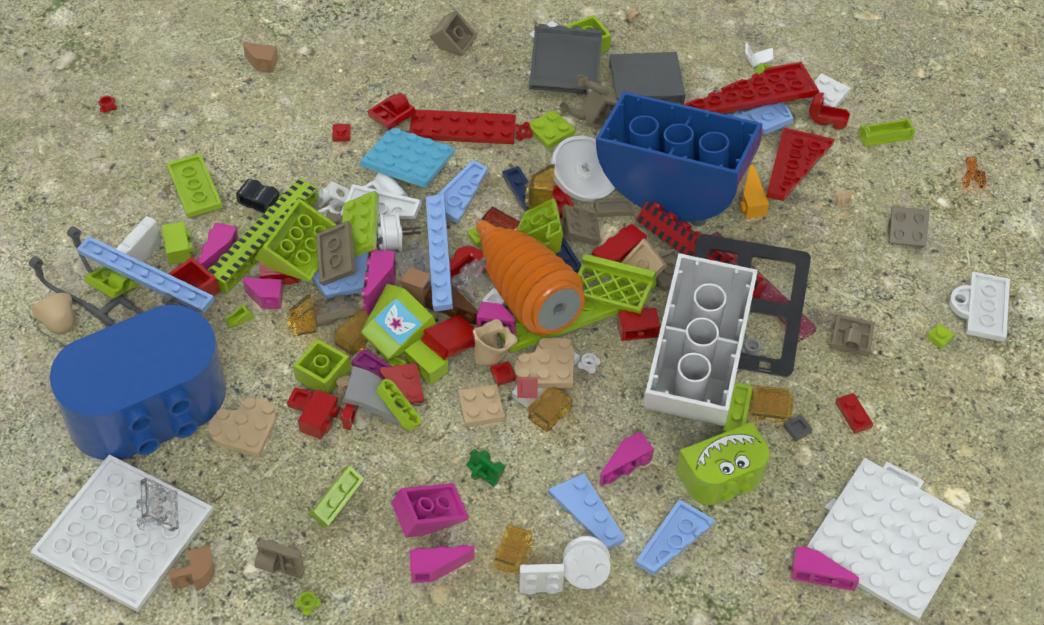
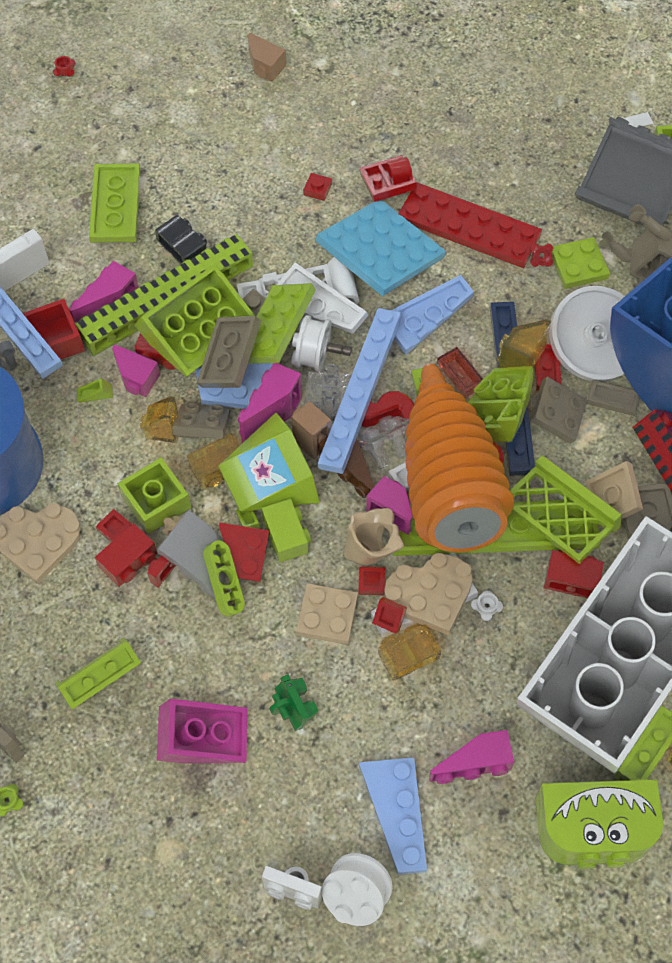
camera: 25 degrees right, 10 degrees up
(176, 242) = (62, 271): lime brick -> none
(330, 192) = (265, 264): white bracket -> none
(369, 362) = (216, 509): magenta plate -> none
(434, 563) = (175, 810): dark pink slope -> none
(449, 337) = (323, 509): red piece -> none
(453, 34) = (510, 95): dark tan slope -> none
(513, 549) = (279, 829): clear yellow brick -> none
(620, 245) = (595, 456): red brick -> none
(674, 535) = (495, 889): light blue wing -> none

